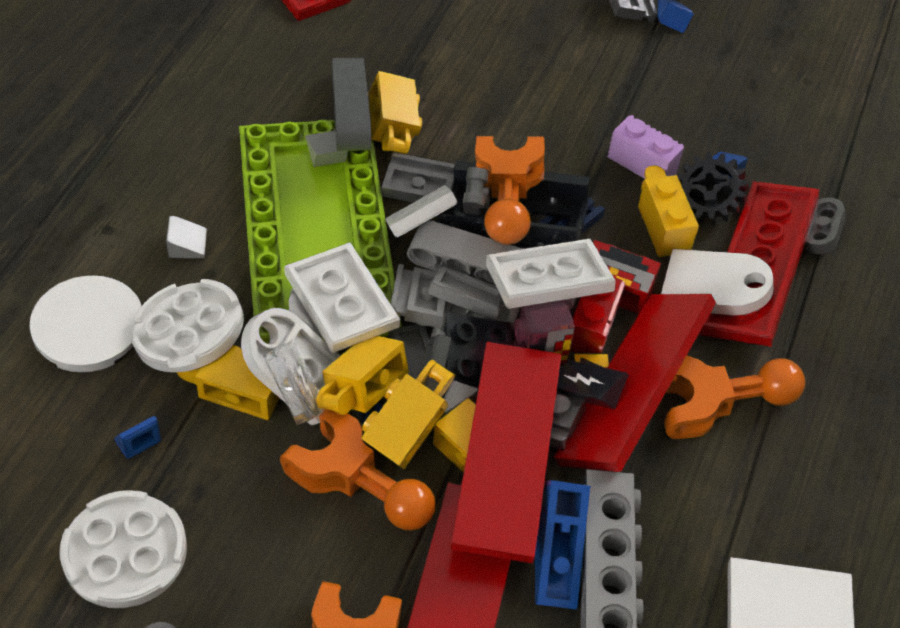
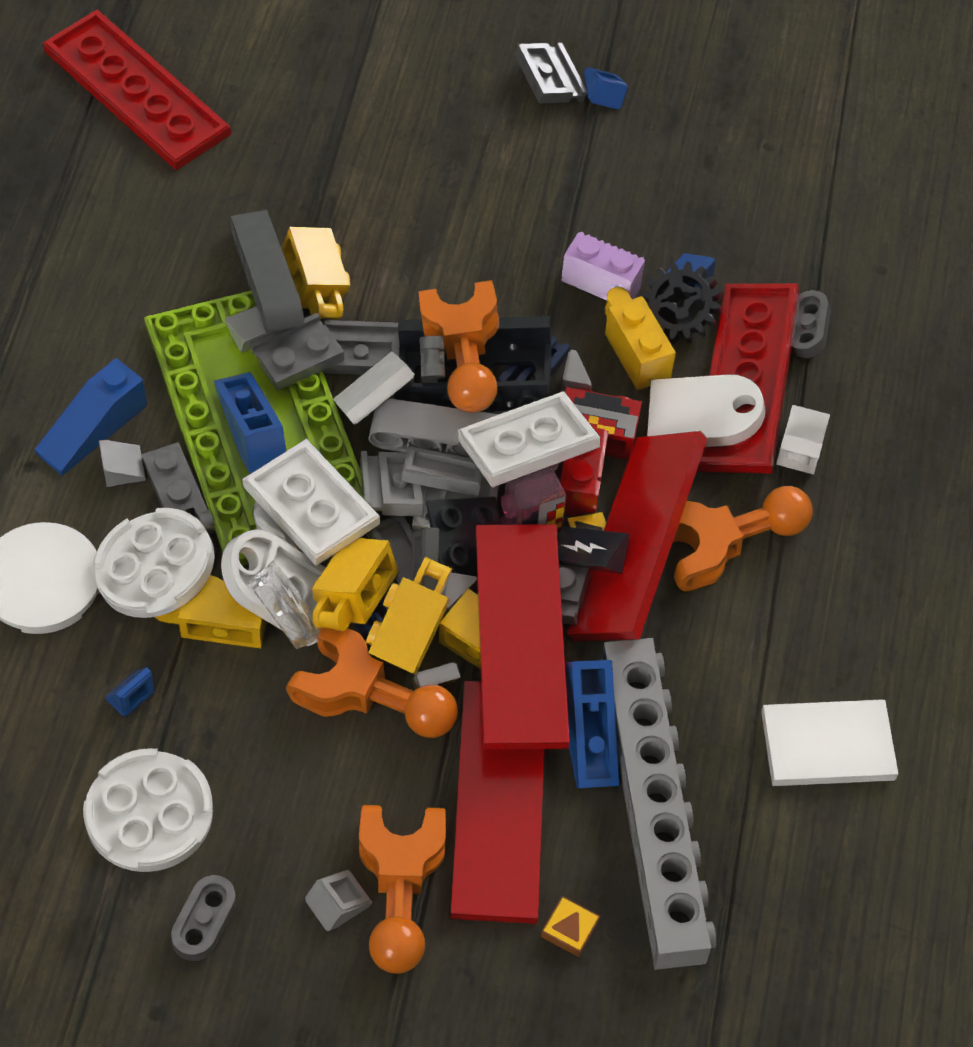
camera: 10 degrees left, 5 degrees up
(175, 192) = (93, 415): none -> blue slope
(229, 265) = (176, 484): none -> flat silver plate
(306, 220) = (250, 420): none -> blue slope
(361, 172) = (297, 352): none -> flat silver plate
(426, 473) = (437, 676): none -> light grey tile
(604, 229) = (575, 373): none -> light grey slope
(804, 321) = (803, 439): none -> white brick

